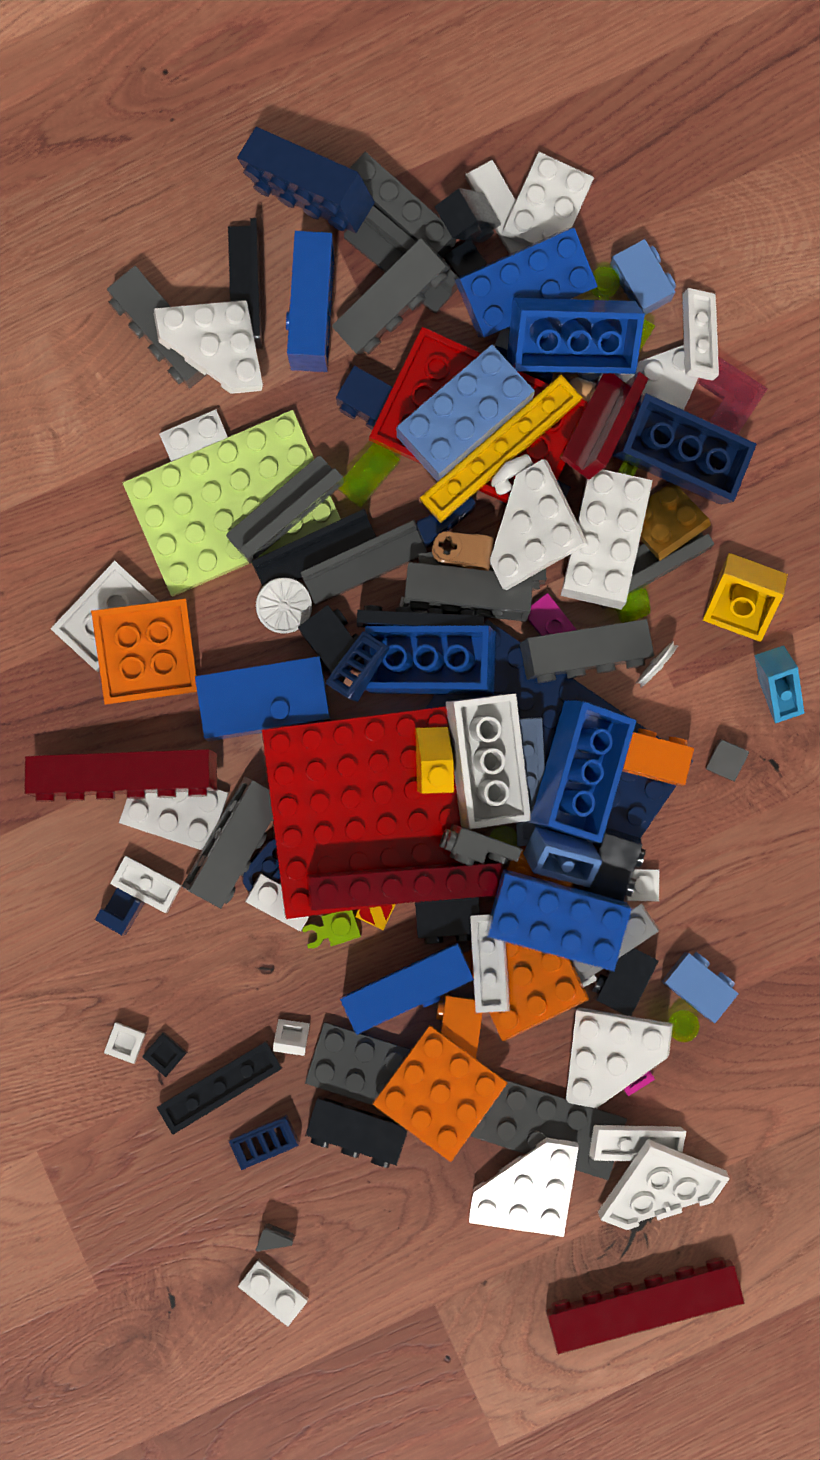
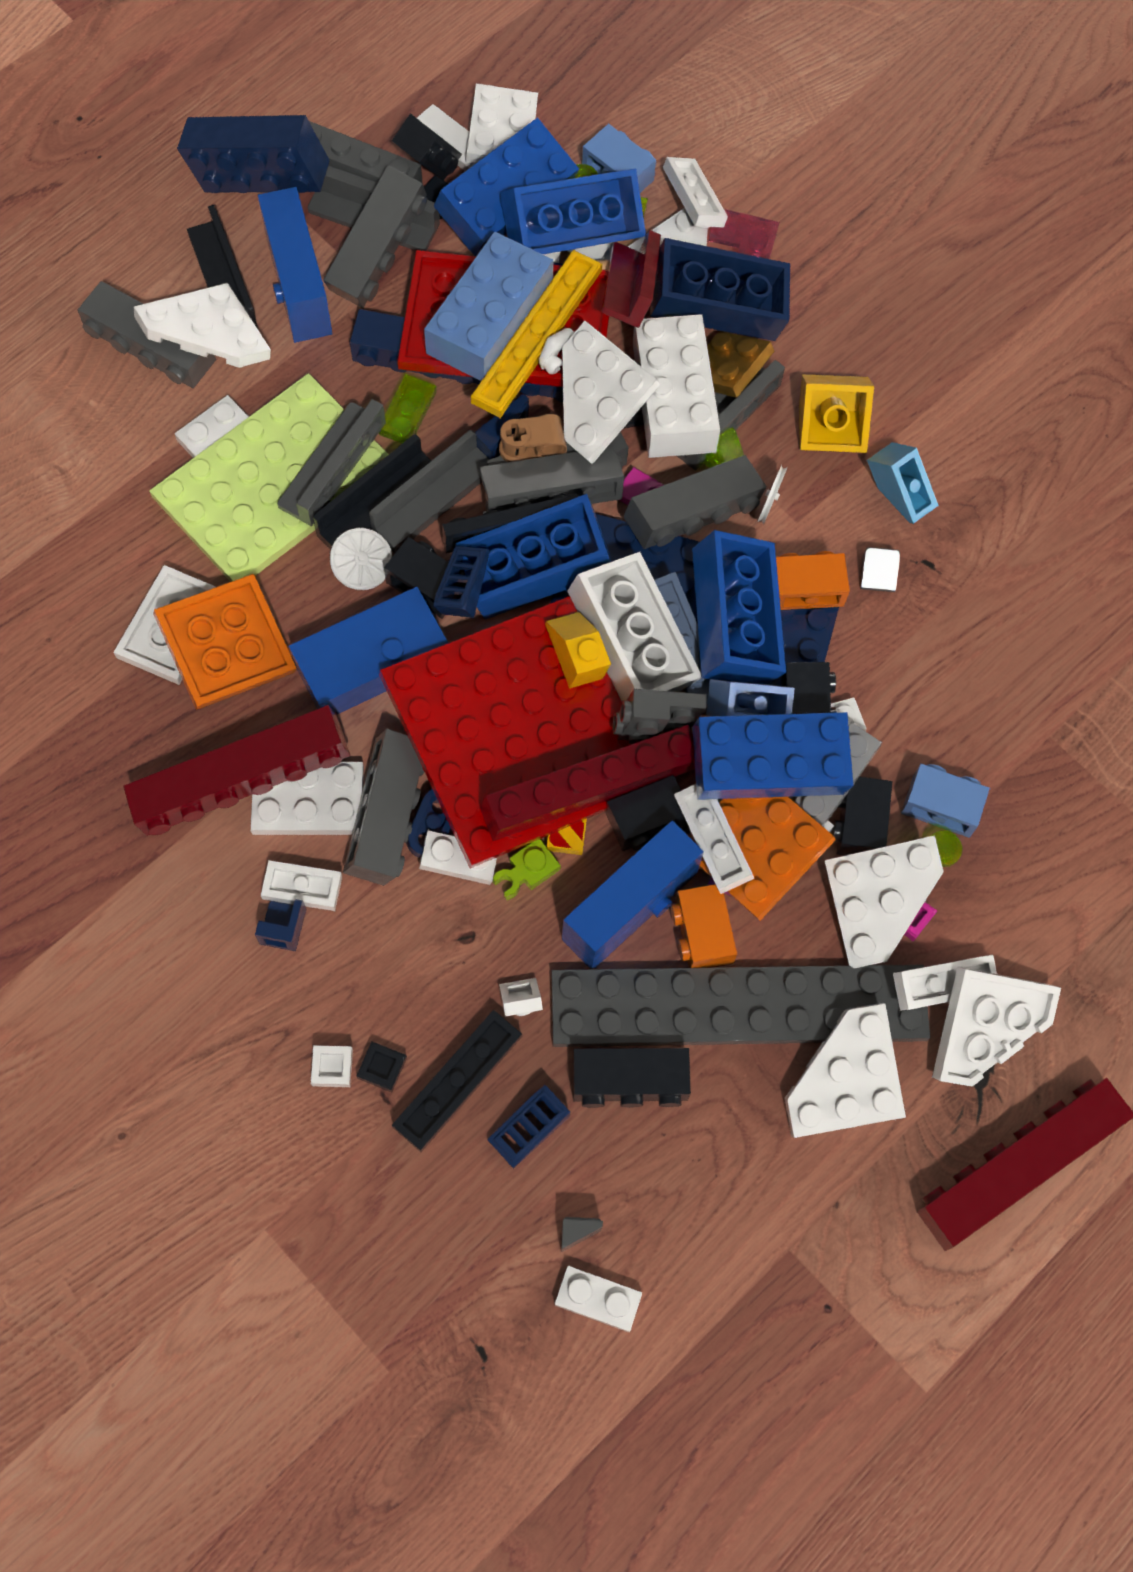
camera: 25 degrees left, 15 degrees down
(440, 1093) = (710, 995): orange plate -> none

